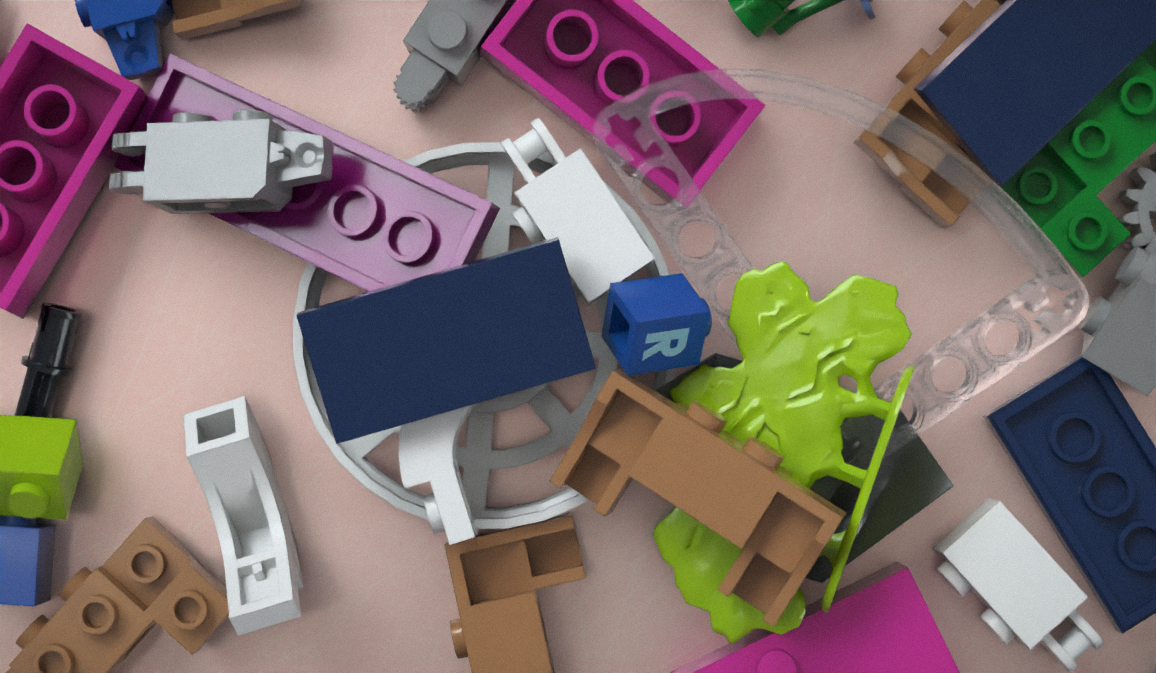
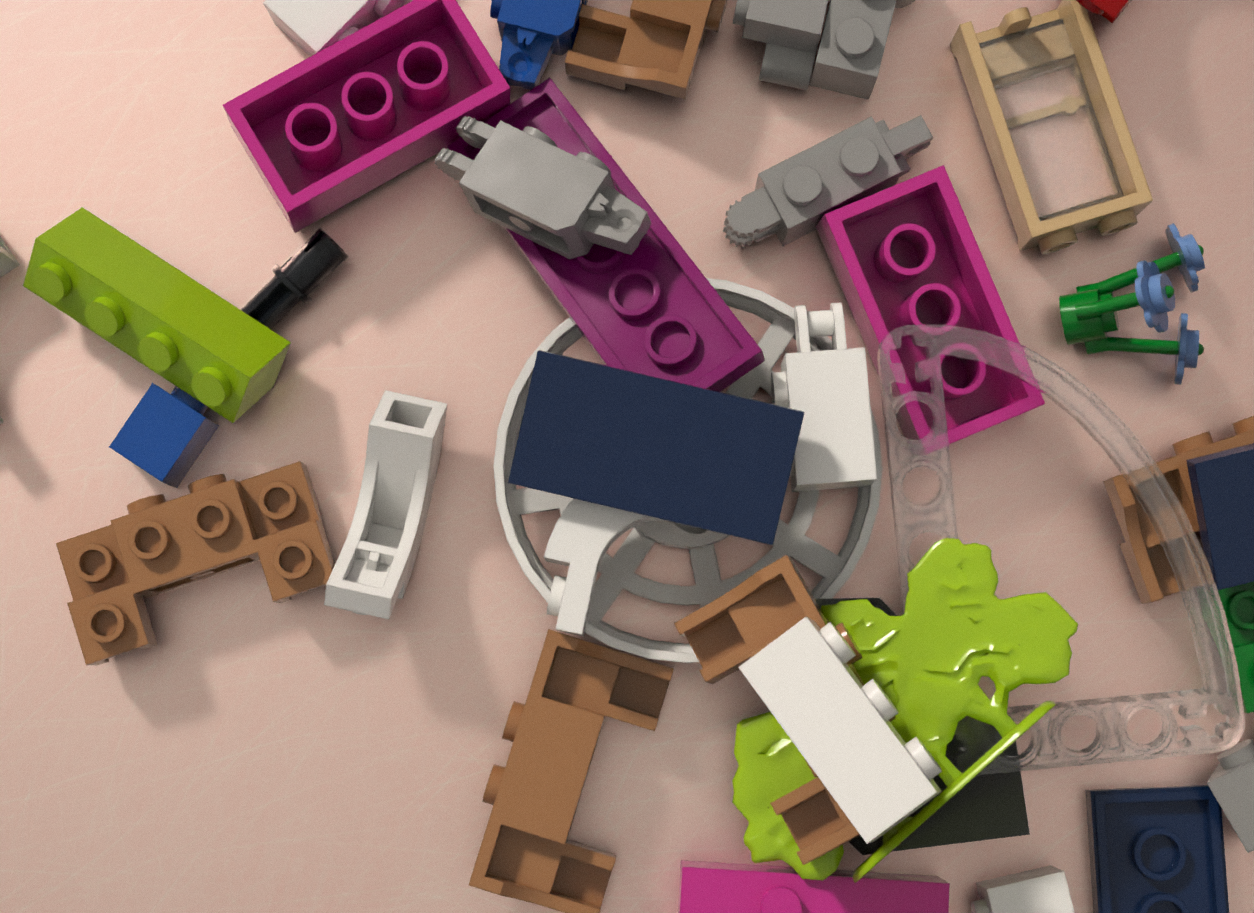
camera: 25 degrees right, 5 degrees down
(655, 324) = (845, 537): blue brick -> none
(741, 496) = (843, 727): none -> white brick

